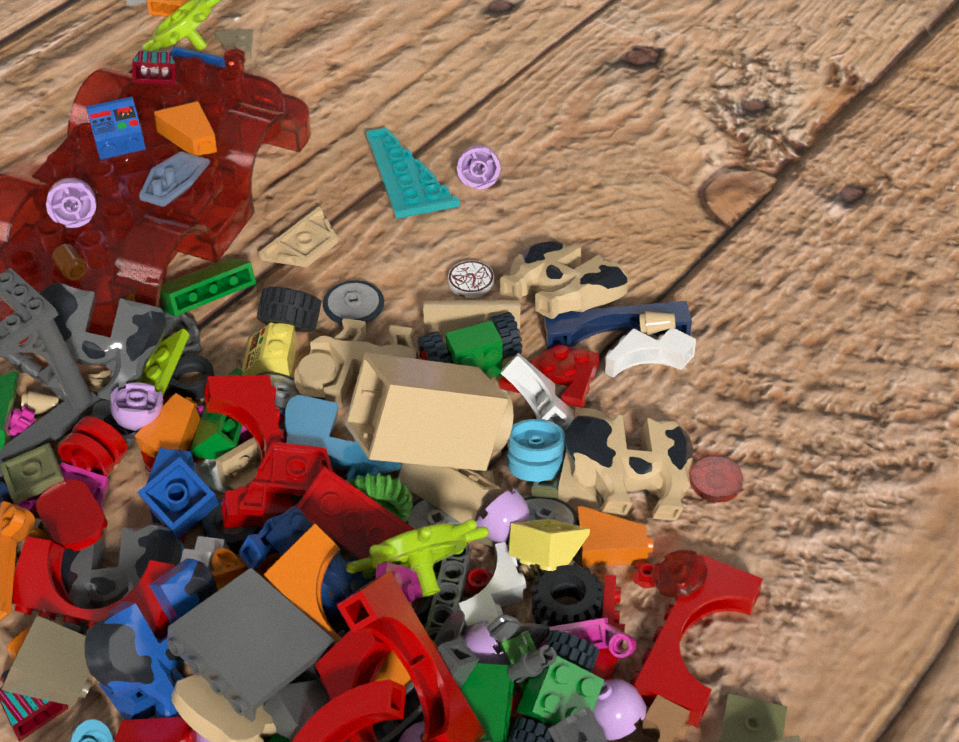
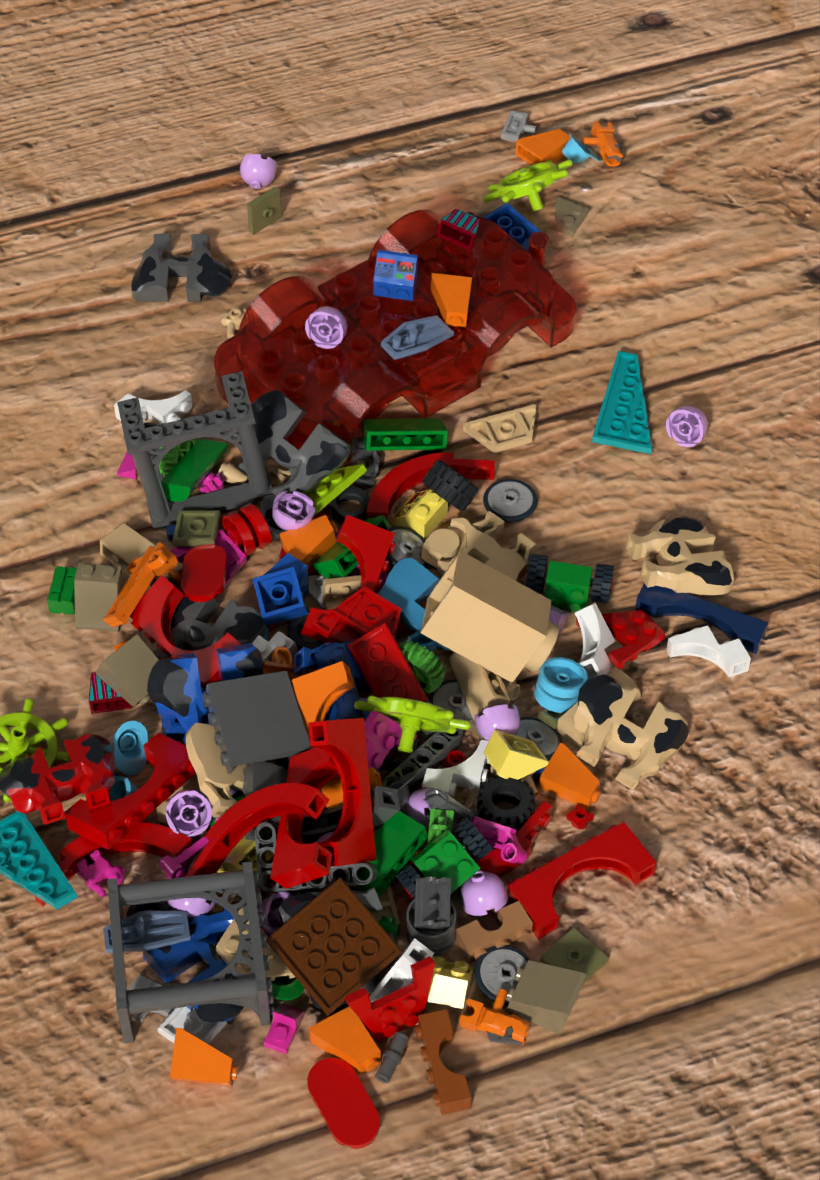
camera: 30 degrees right, 5 degrees up
(69, 261) = (298, 377): reddish brown brick -> none
(242, 314) = (412, 472): none -> red arch
(458, 314) = (589, 553): tan brick -> none
(471, 279) = (615, 522): white tile -> none
(532, 664) = (433, 831): dark grey pin -> none
(655, 322) = (726, 628): tan cone -> none
(679, 573) = (597, 827): clear red tile -> none
(716, 479) = (687, 774): clear red tile -> none

